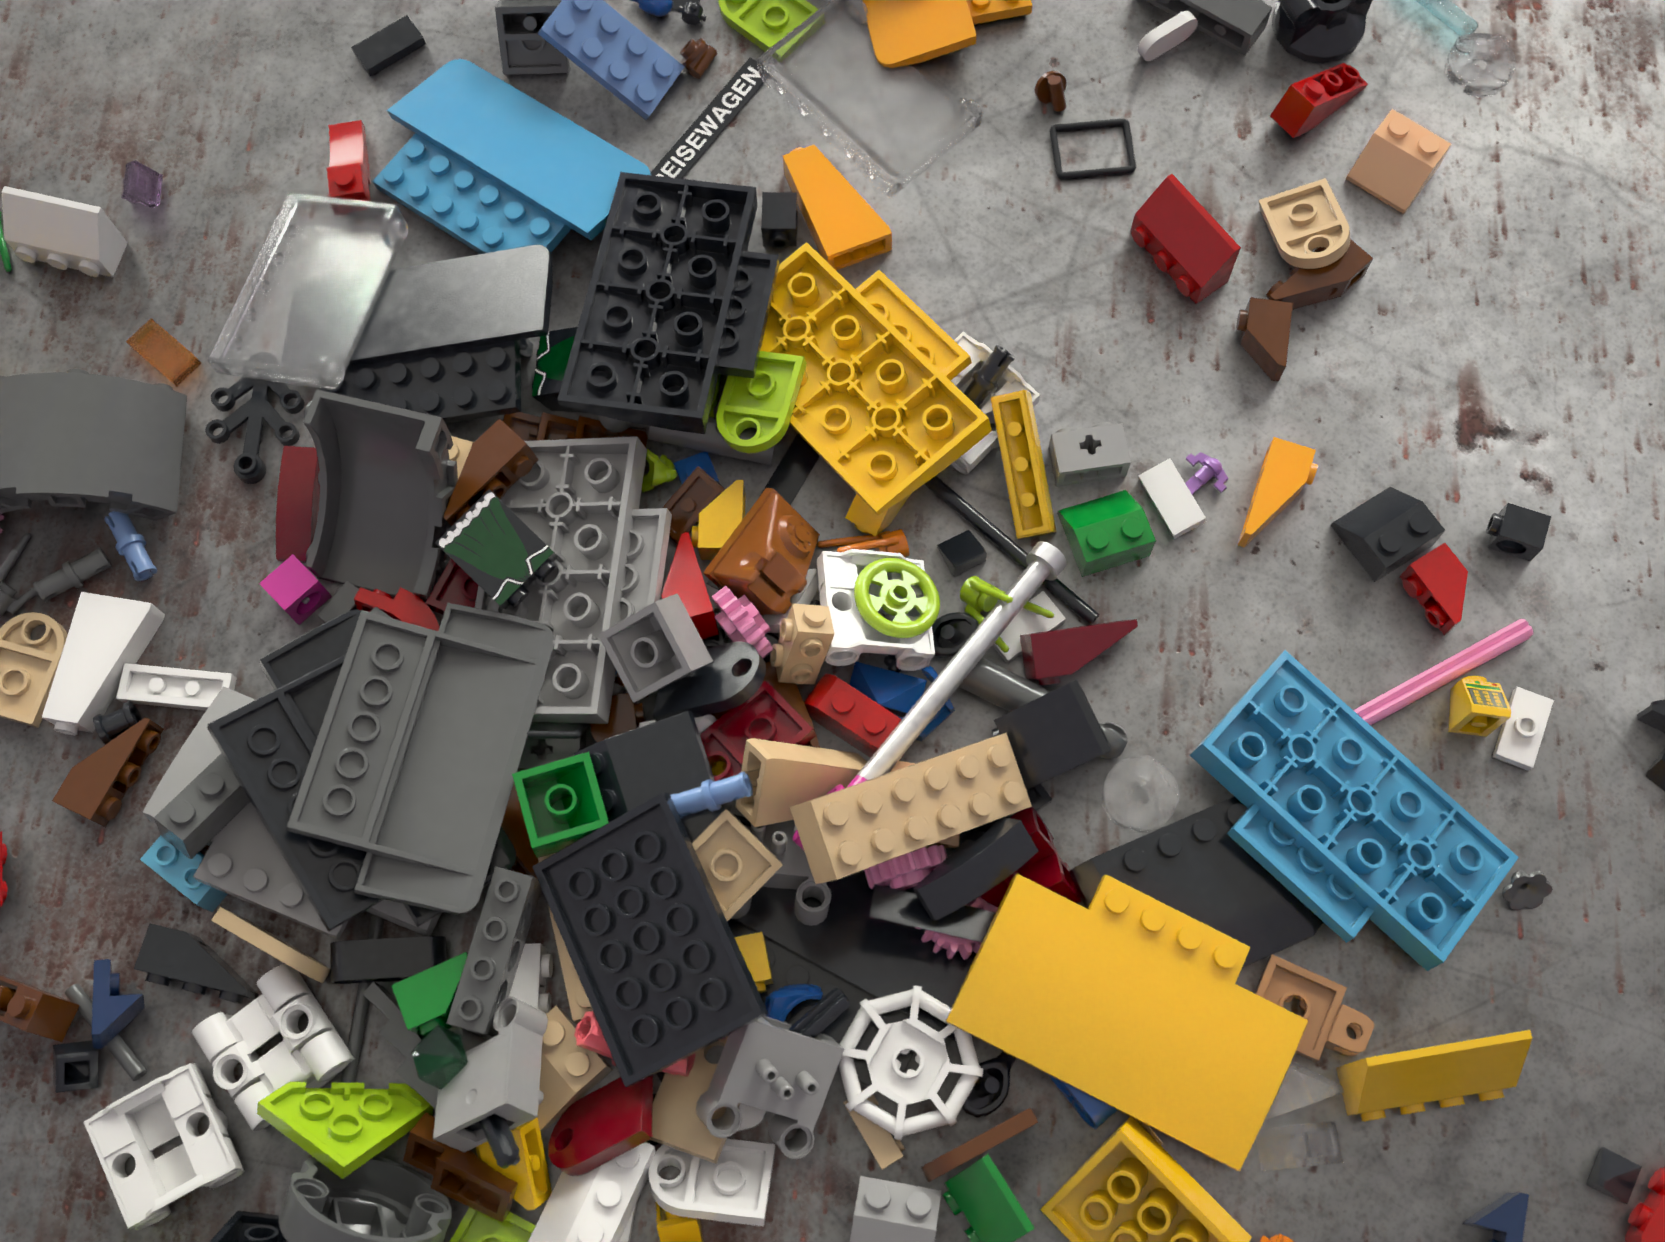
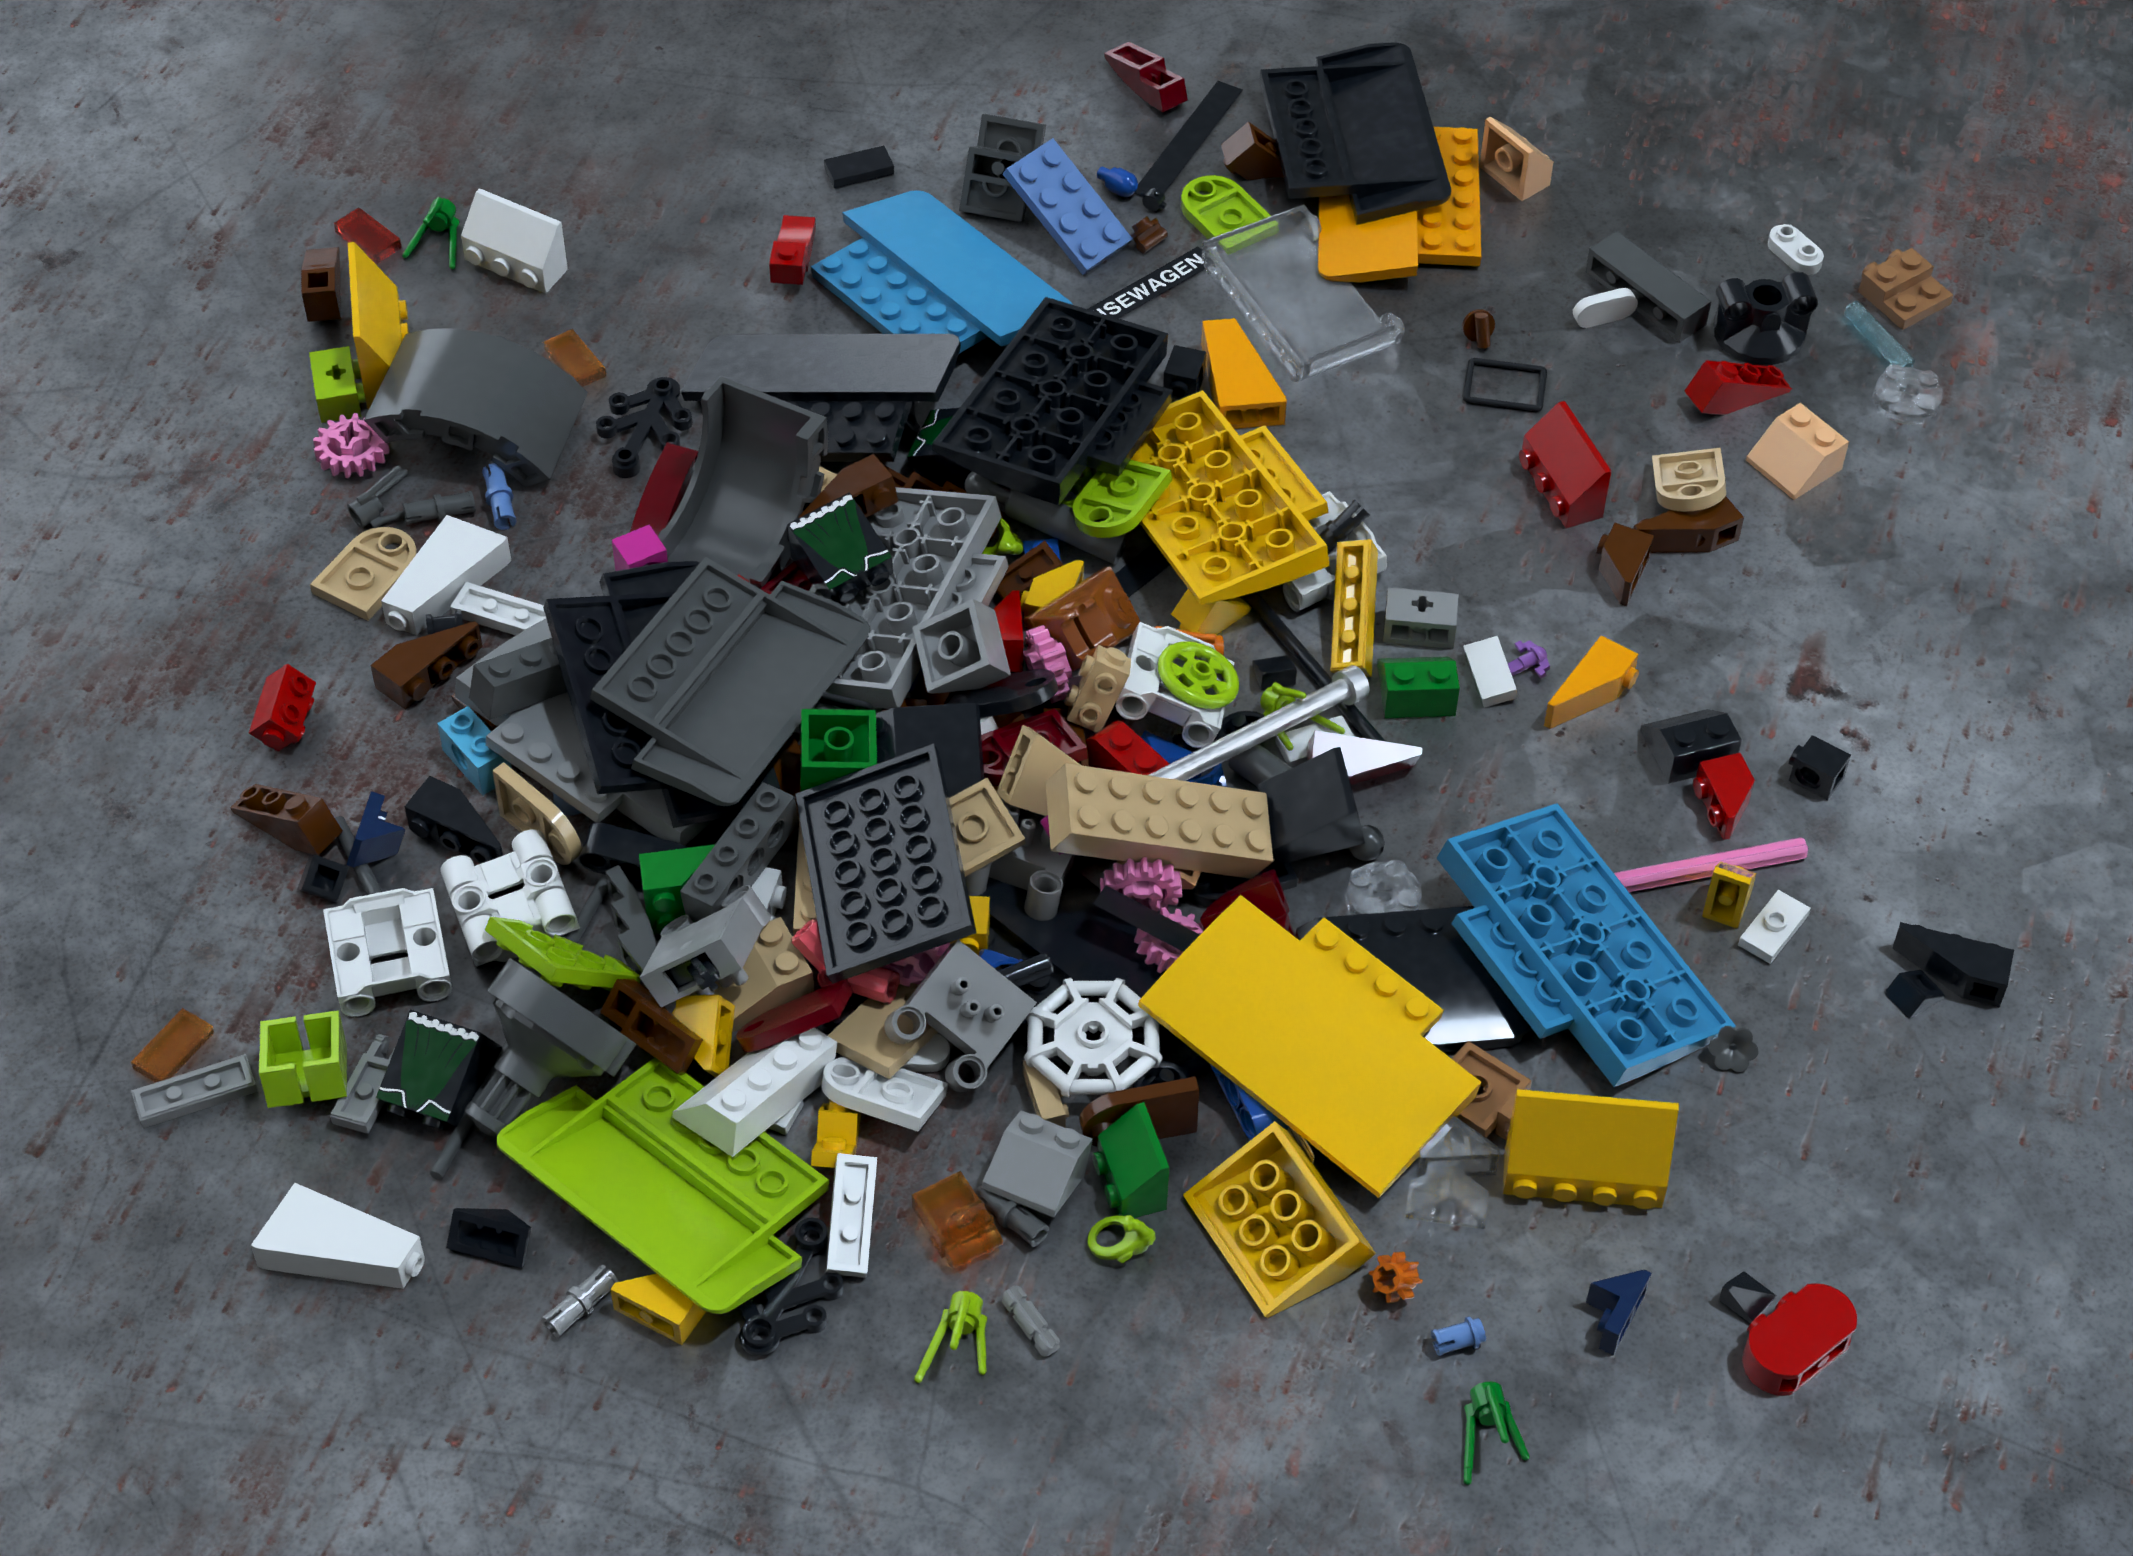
camera: 10 degrees right, 20 degrees down
(142, 184) = (596, 225): clear purple tile -> none
(310, 291) = (729, 328): clear windscreen -> none
(439, 1057) = (664, 922): clear green slope -> none
(712, 794) = (979, 763): medium blue pin -> none
(975, 868) = (1203, 890): black slope -> none

